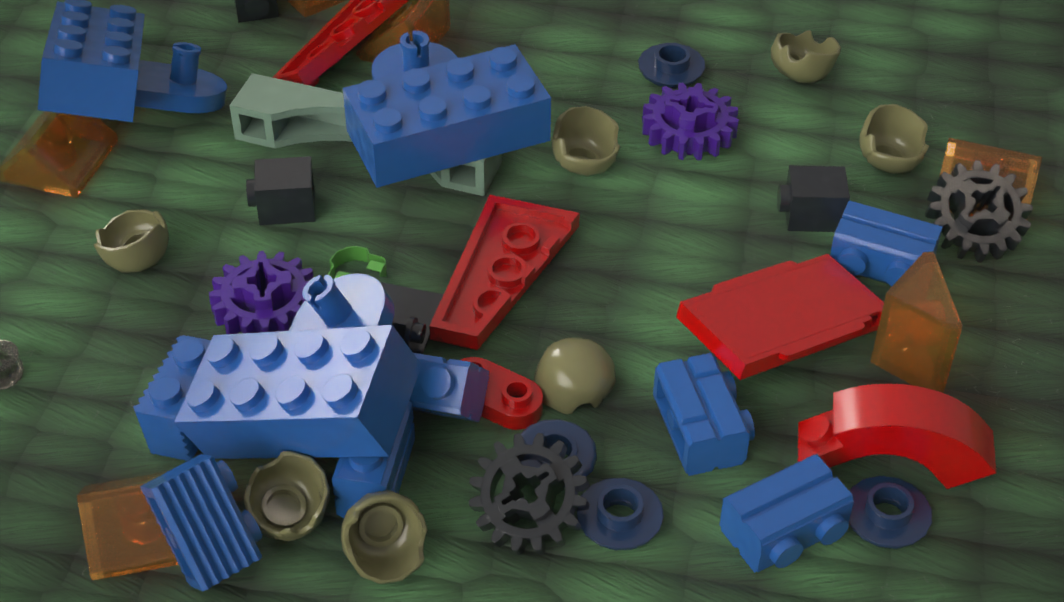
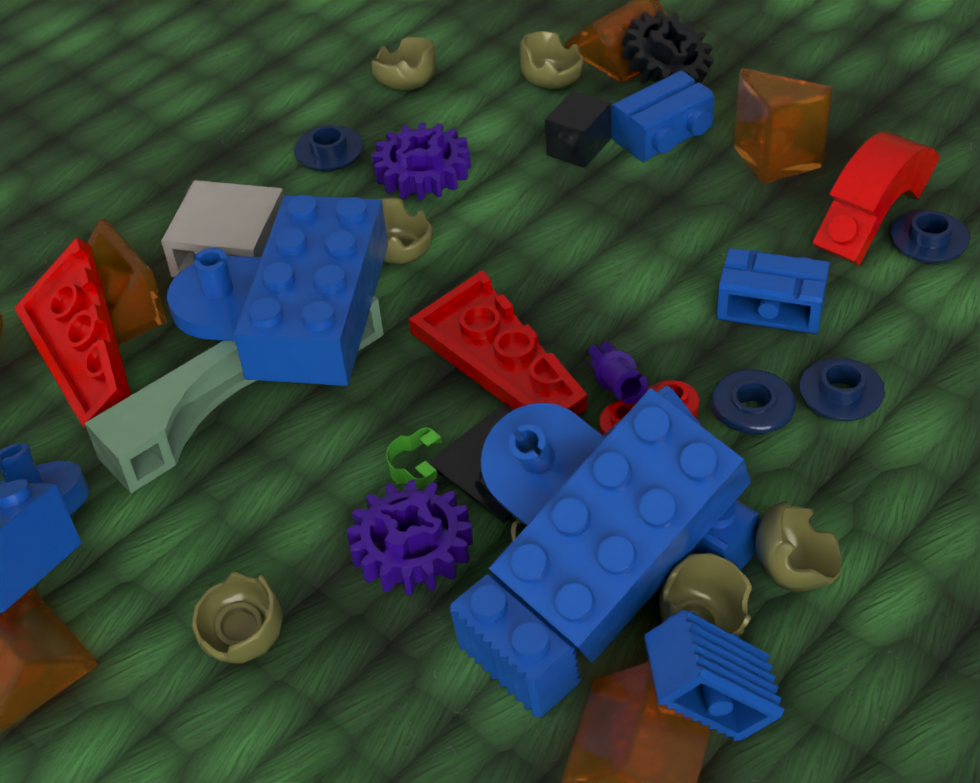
camera: 55 degrees left, 0 degrees up
(283, 190) = (268, 468): black brick -> none
(510, 503) = (805, 428): black gear -> none
(514, 343) = (617, 372): none -> dark purple axle
(519, 26) = (221, 217): none -> light grey brick
(575, 374) = (669, 351): olive hair -> none
(781, 314) = (707, 197): red piece -> none
(786, 514) = (913, 285): blue brick -> none

